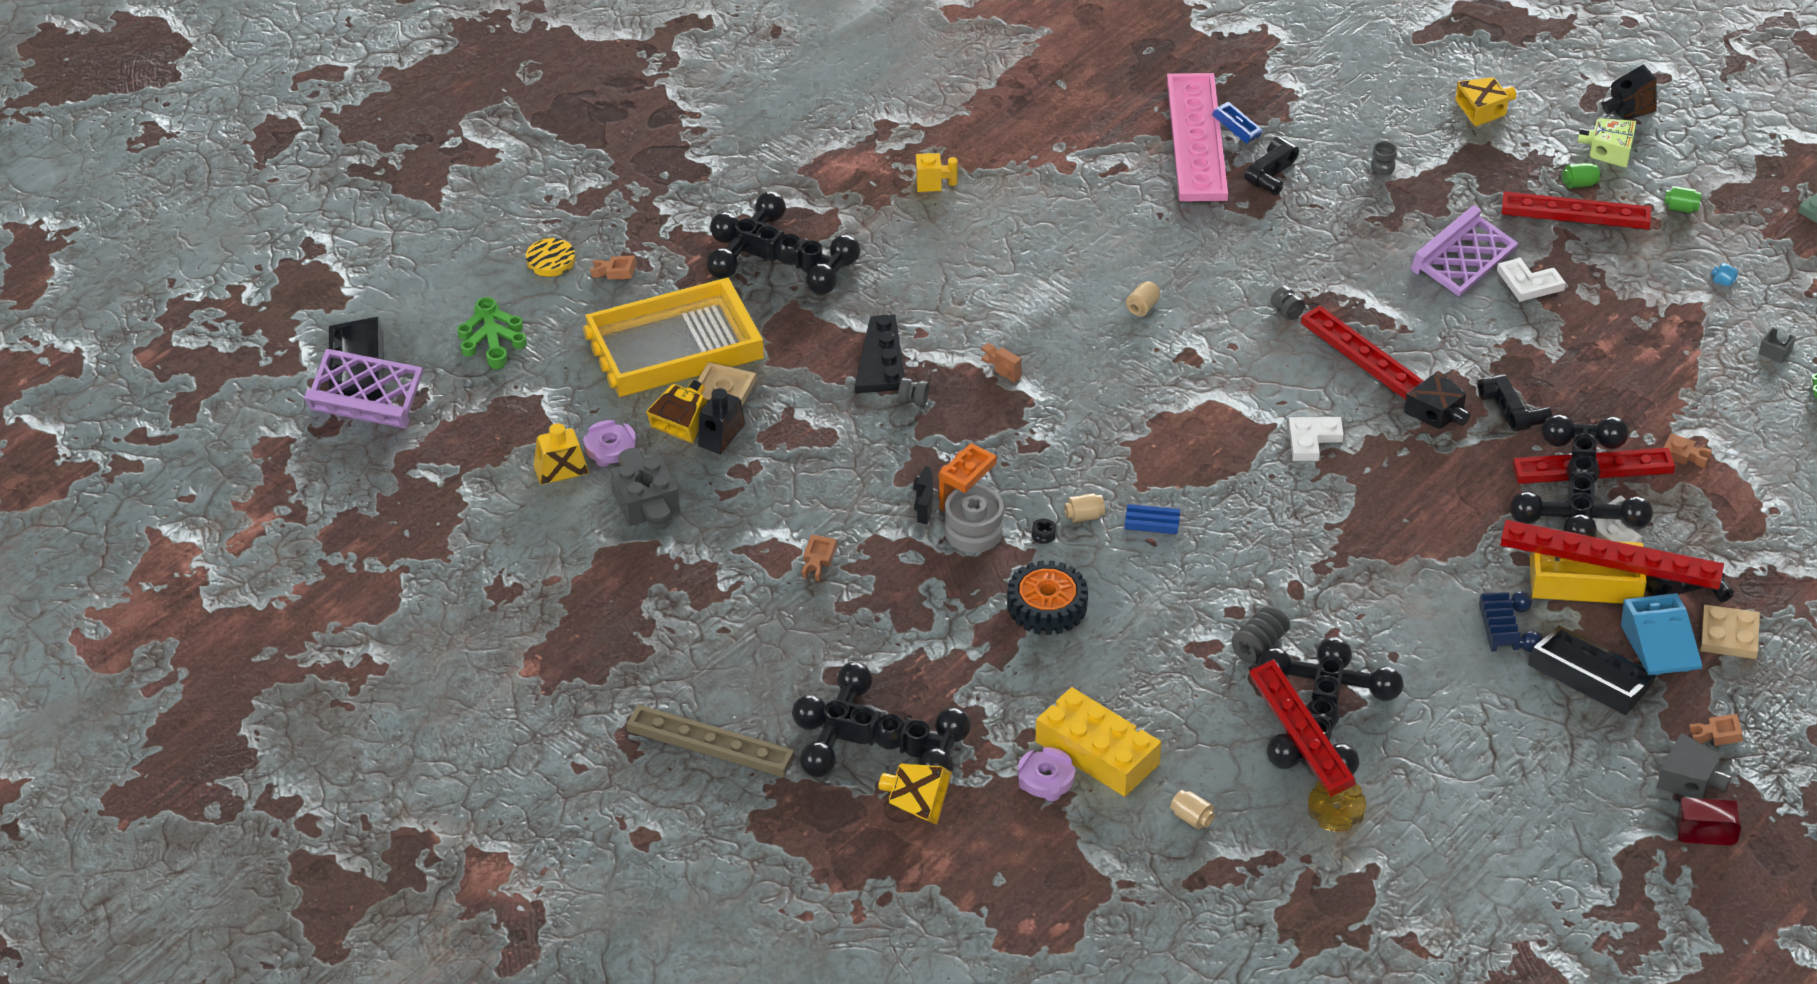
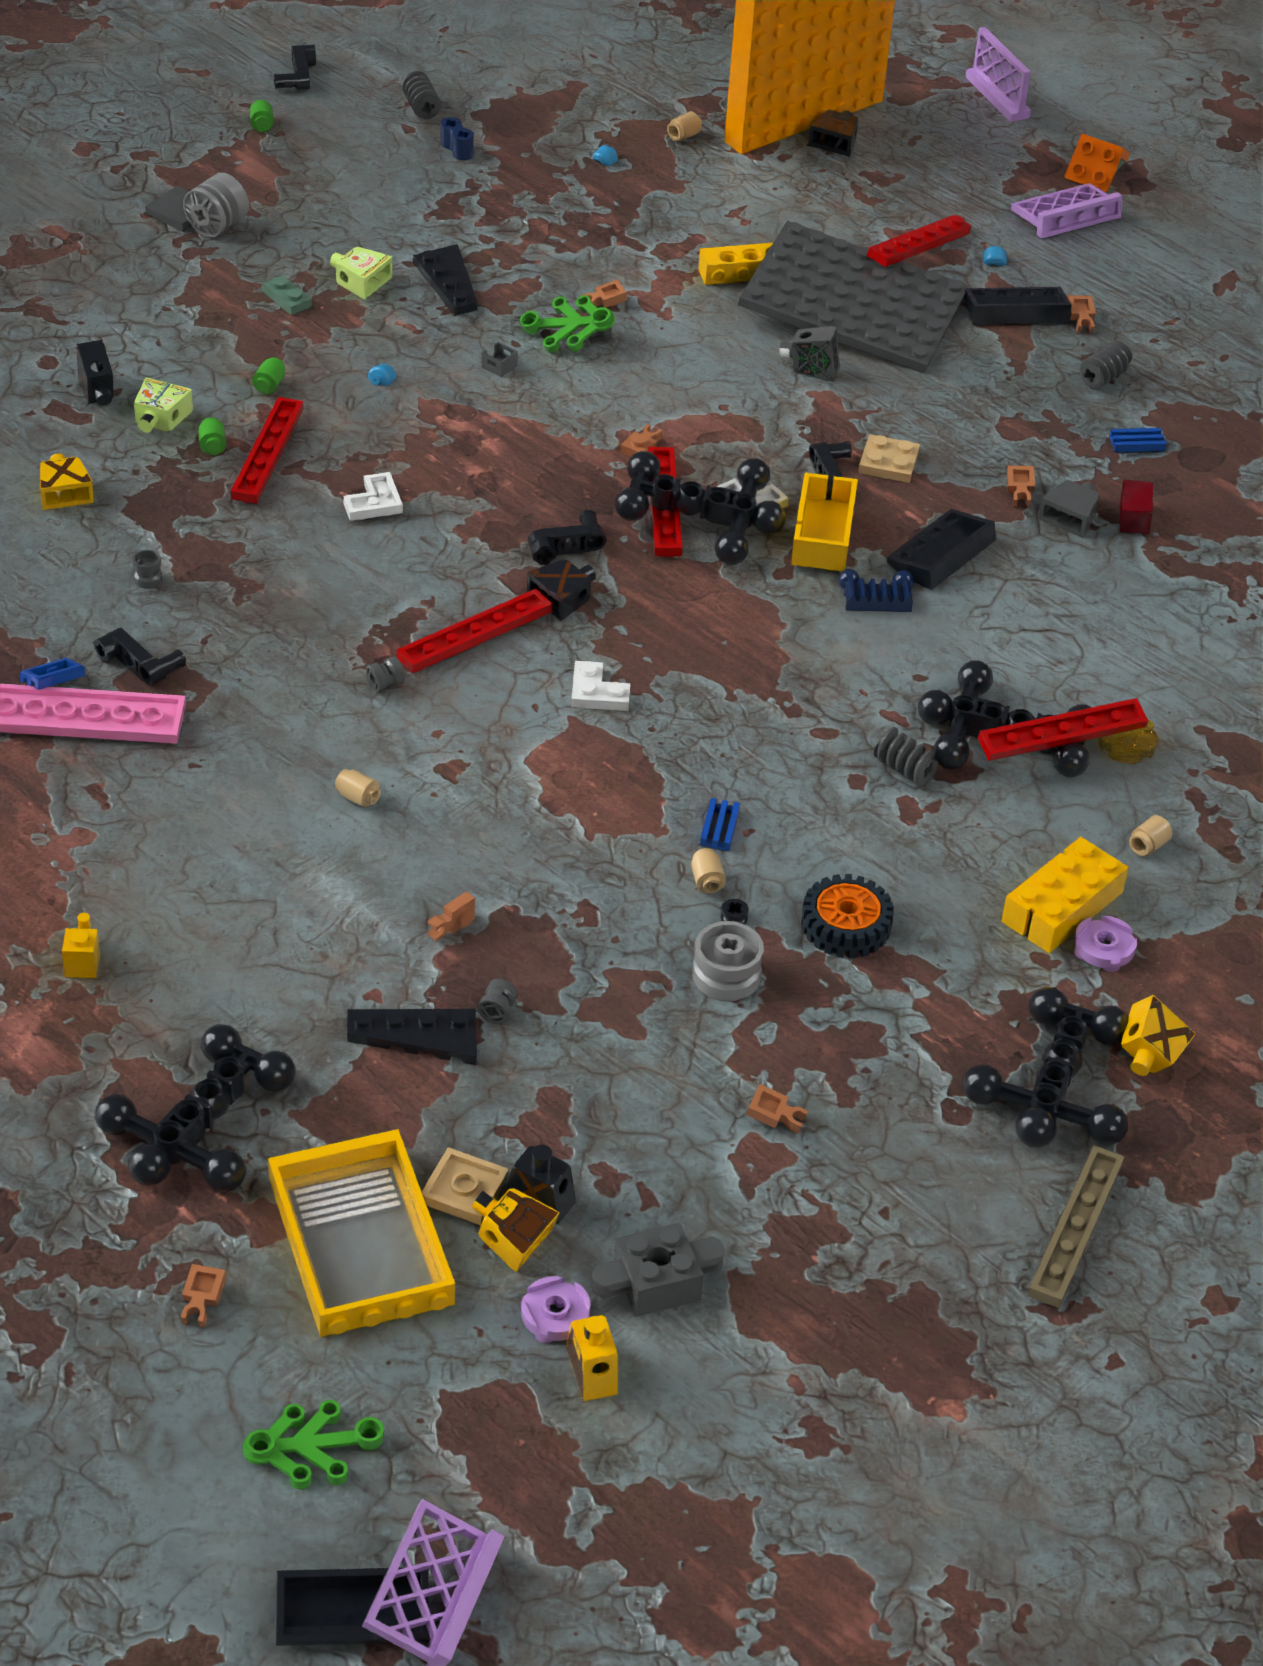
camera: 90 degrees left, 0 degrees up
(550, 257) = (157, 1371): yellow tile -> none
(924, 495) = (670, 1001): black slope -> none
(964, 471) = (672, 952): orange bracket -> none
(1450, 241) = (311, 547): lavender fence -> none
(1612, 554) = (824, 493): red plate -> none
(1660, 634) = (911, 491): dark azure slope -> none

